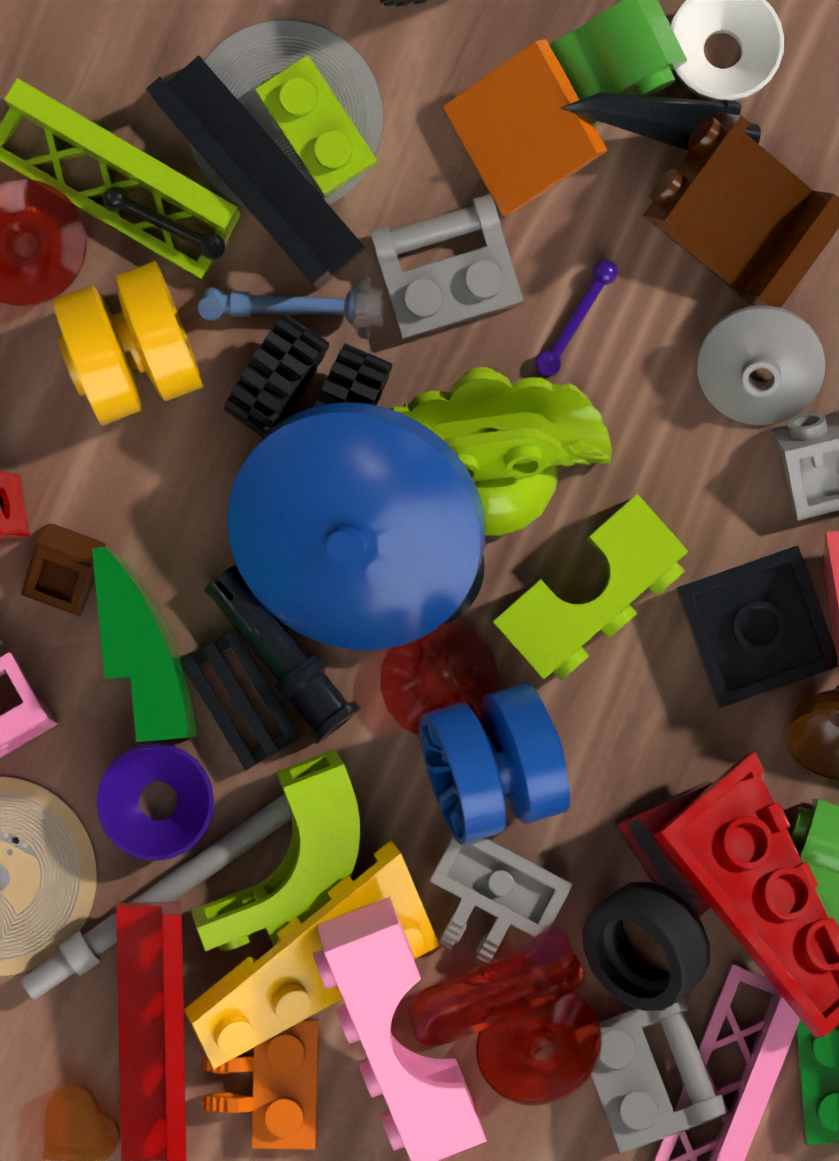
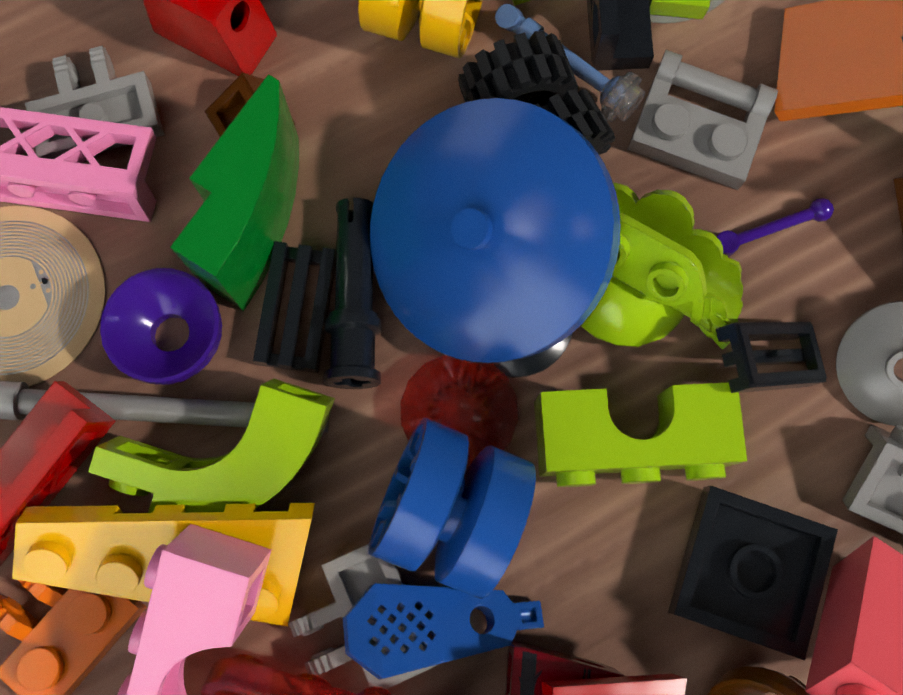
camera: 30 degrees right, 10 degrees down
(556, 848) = (448, 625): none -> blue piece
(626, 474) = (747, 359): none -> black tile

